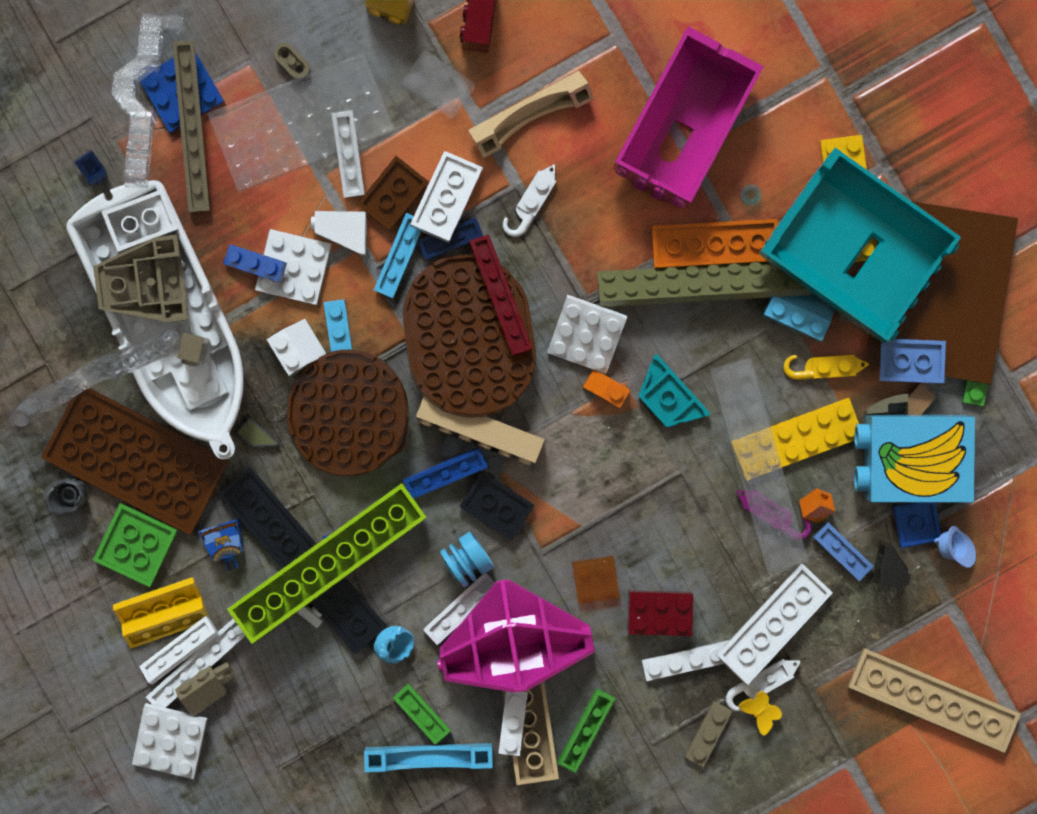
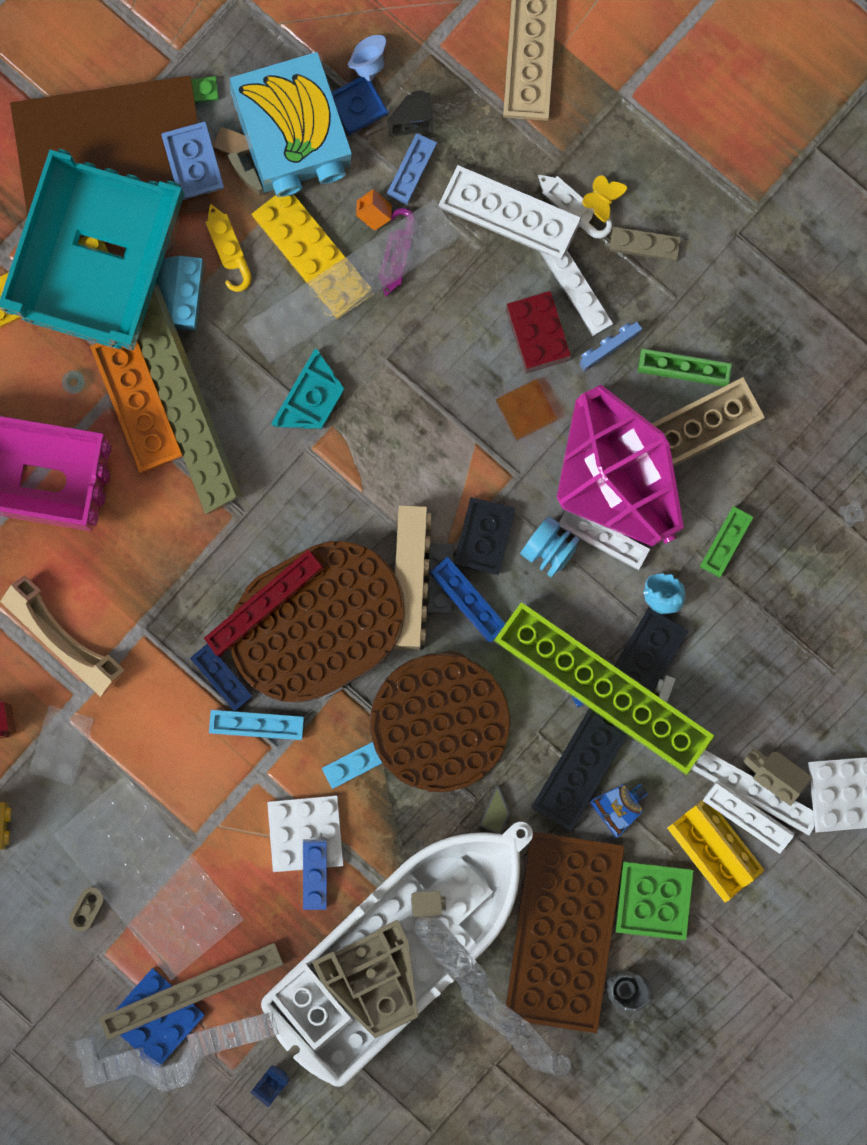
camera: 105 degrees left, 5 degrees down
(296, 347) = (388, 800): white slope -> none
(343, 228) = (248, 794): white slope -> none
(348, 153) = (166, 814): white plate -> none
(392, 193) = (192, 754): reddish brown plate -> none
(427, 756) = (776, 542): medium azure arch -> none
(446, 197) = (178, 695): white plate -> none
(513, 723) = (703, 441): white plate -> none
(532, 200) = (153, 606): white plate -> none
(587, 334) = (274, 501): white plate -> none
(606, 388) = (324, 463): orange slope -> none
(628, 672) = (610, 345): none -> medium blue plate

